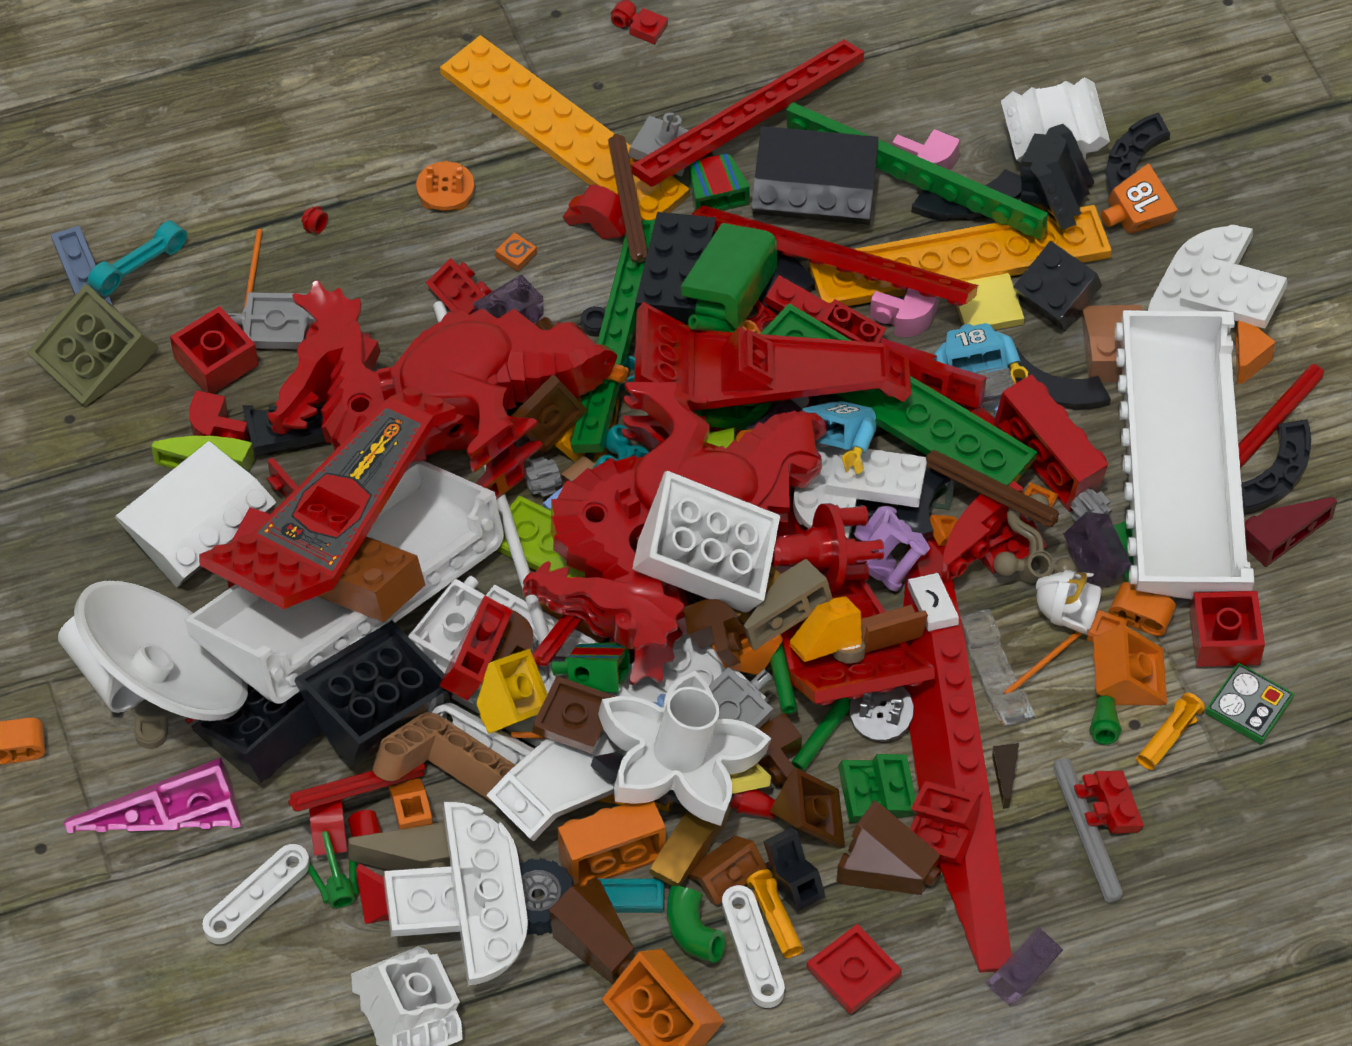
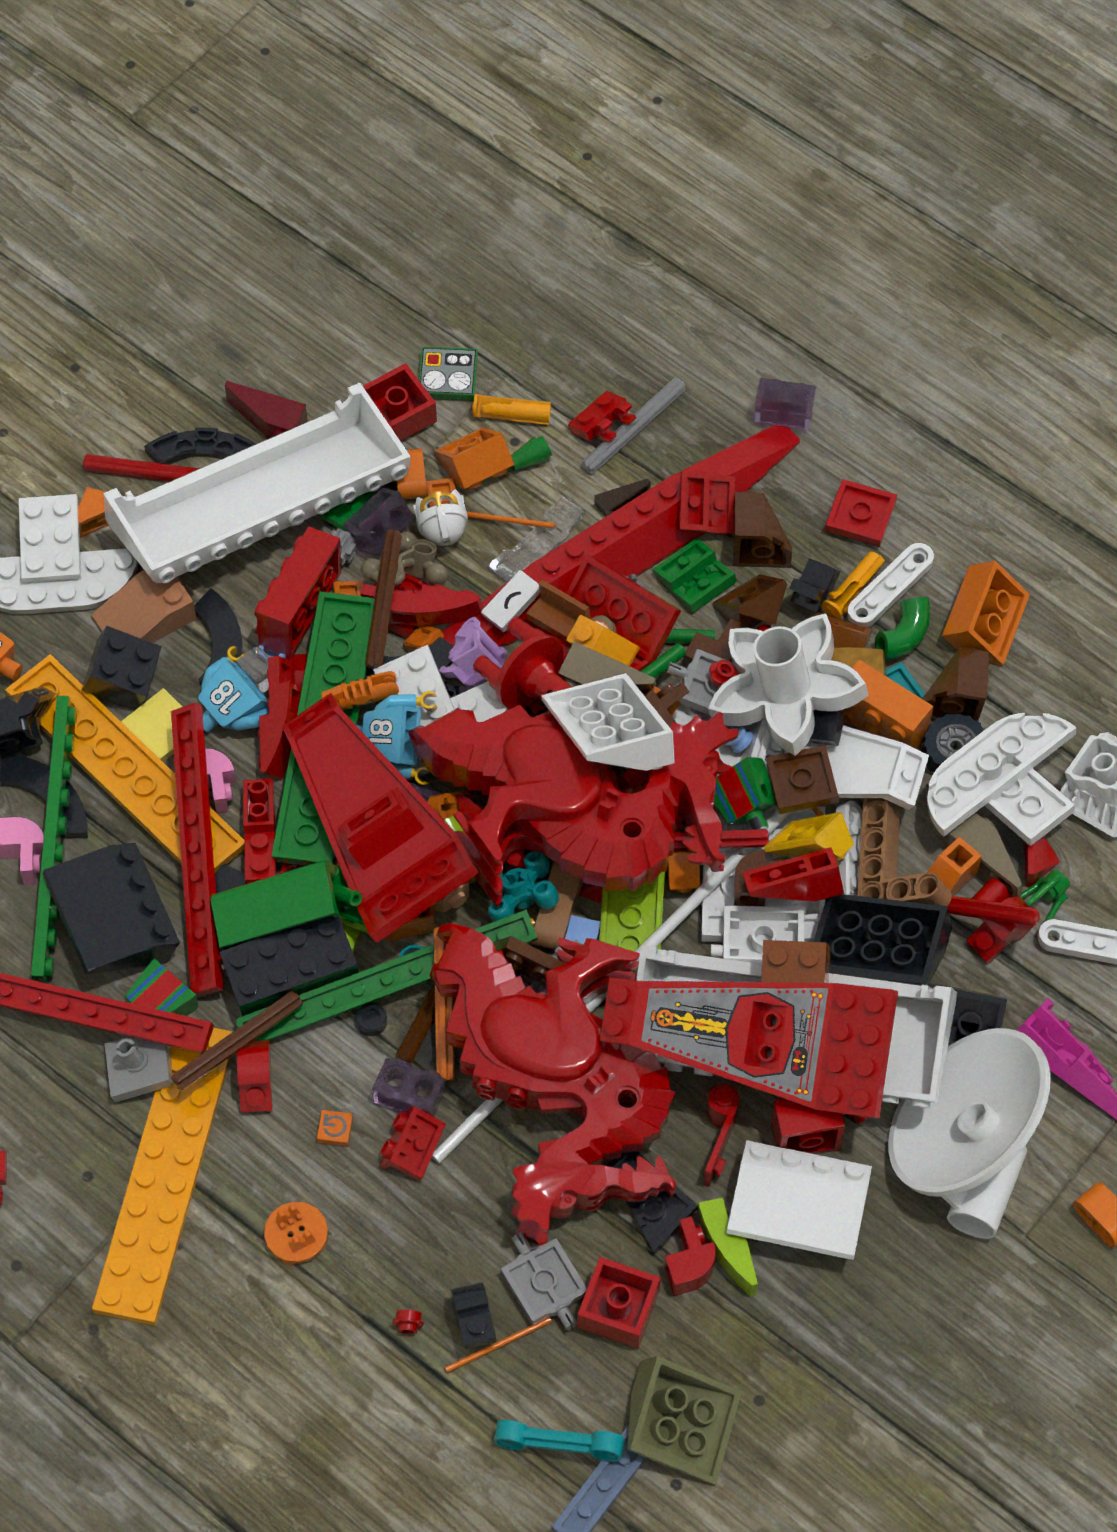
camera: 120 degrees left, 5 degrees up
(287, 250) = (473, 1315): none -> black brick
(729, 703) = (716, 675): none -> red plate
(902, 425) = (359, 692): none -> orange hinge

